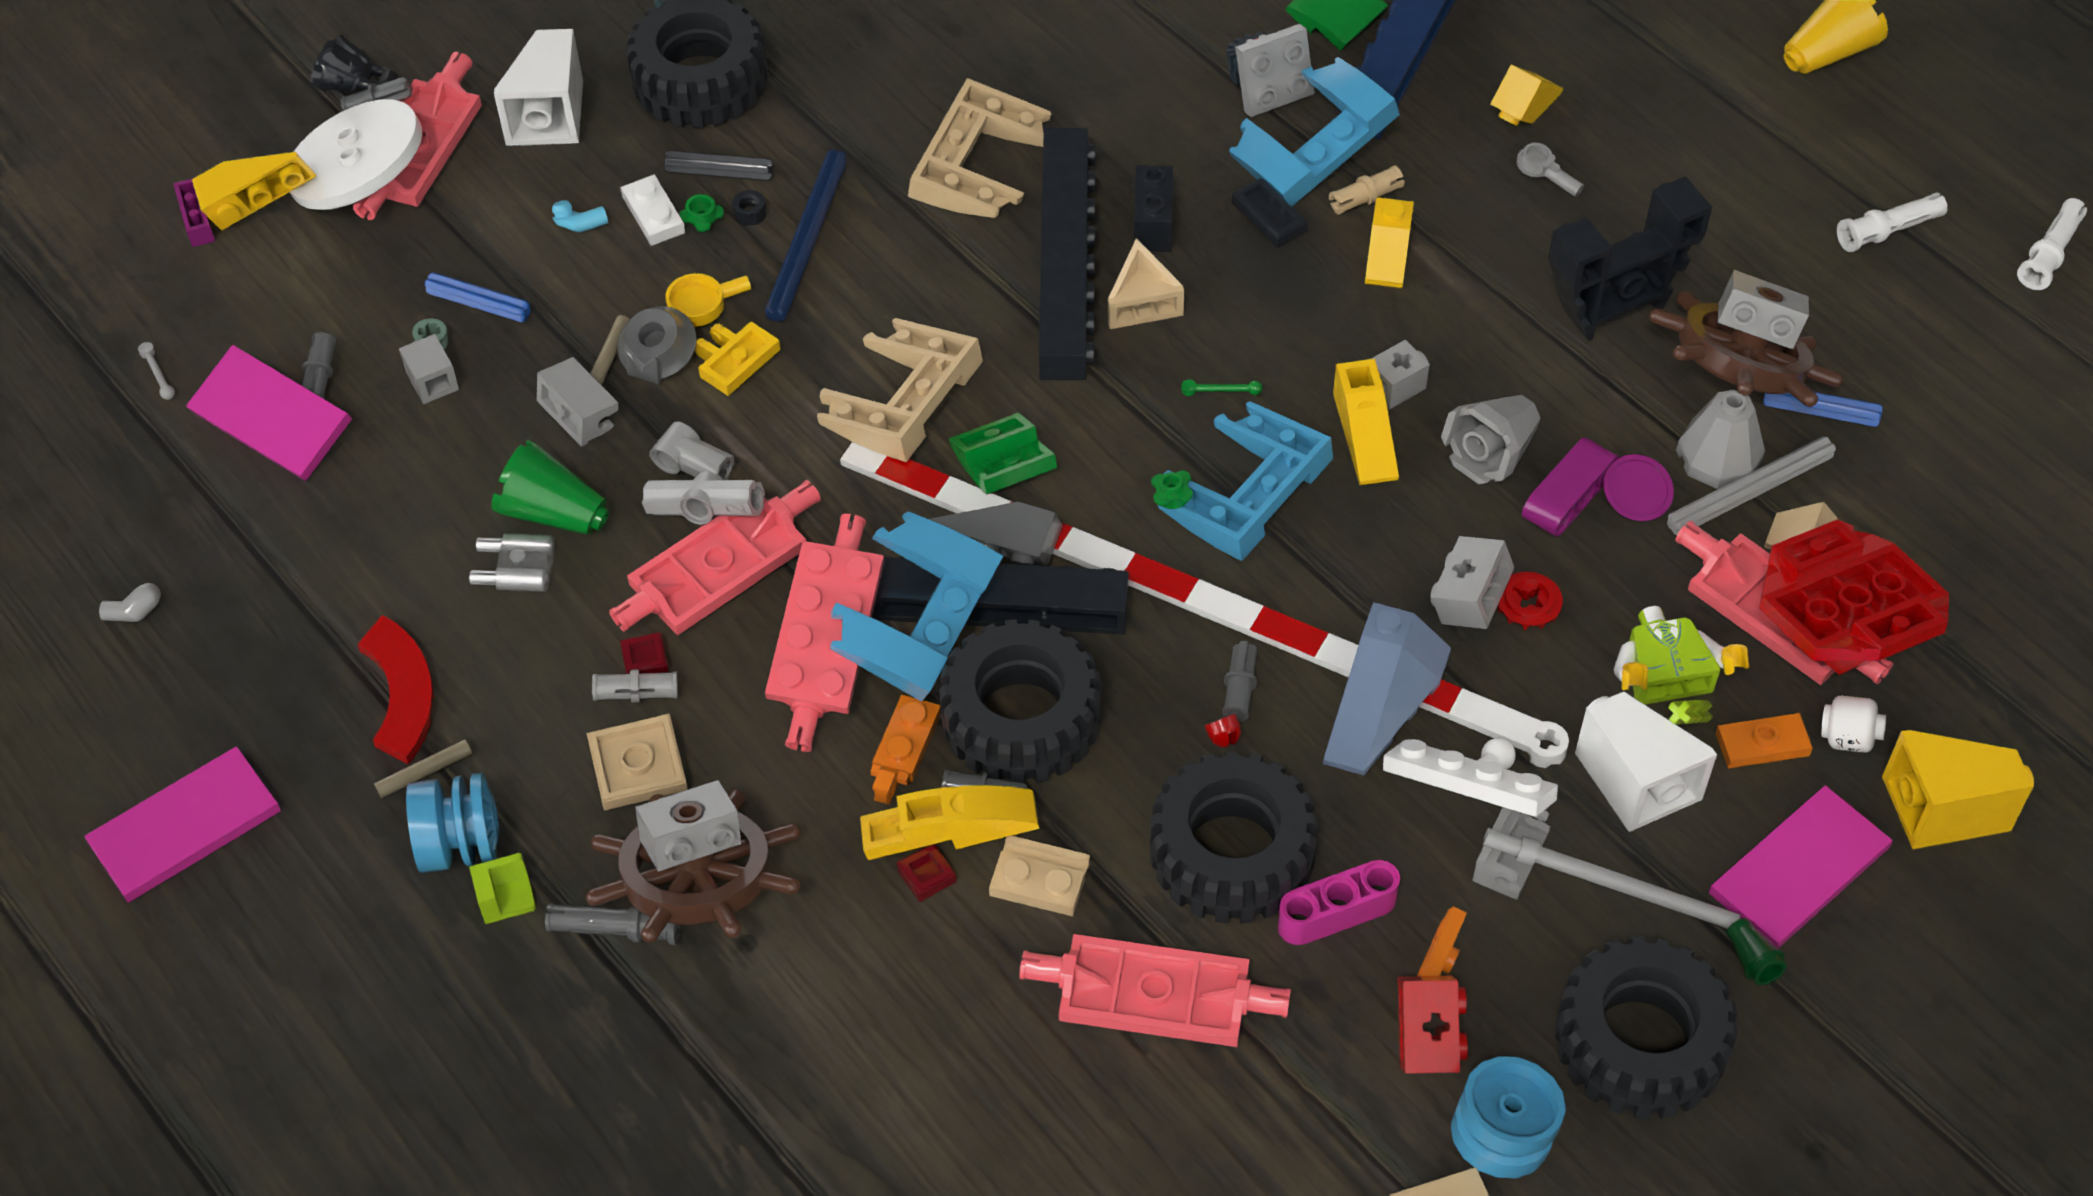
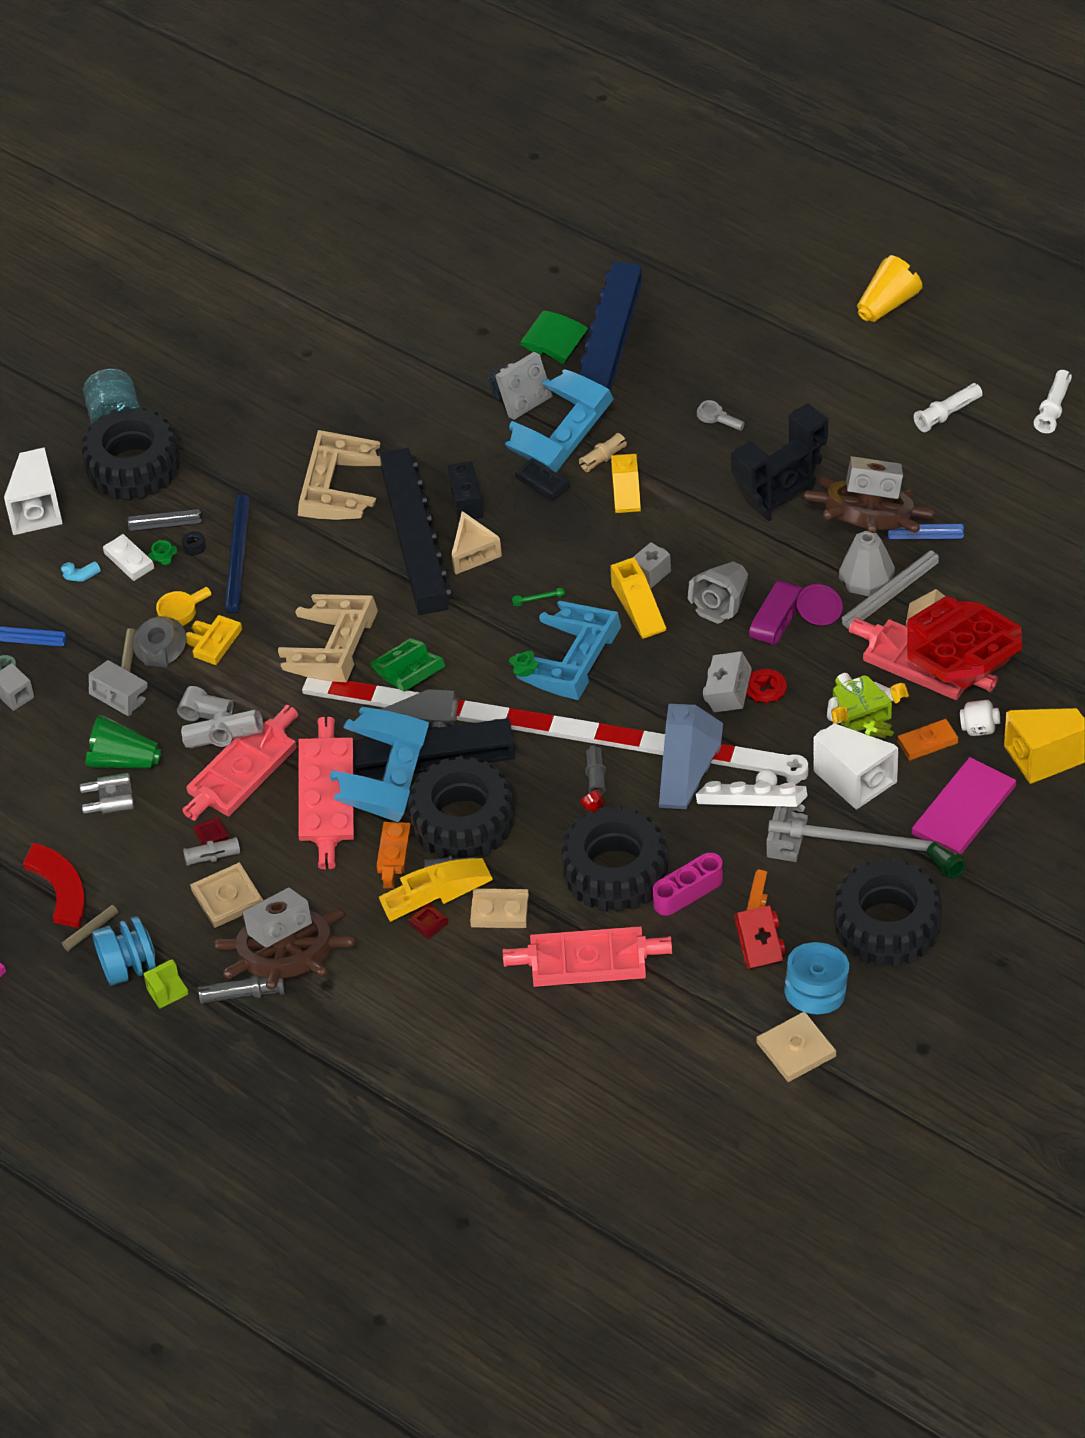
camera: 10 degrees left, 5 degrees down
(1524, 95) = (692, 371): yellow slope -> none

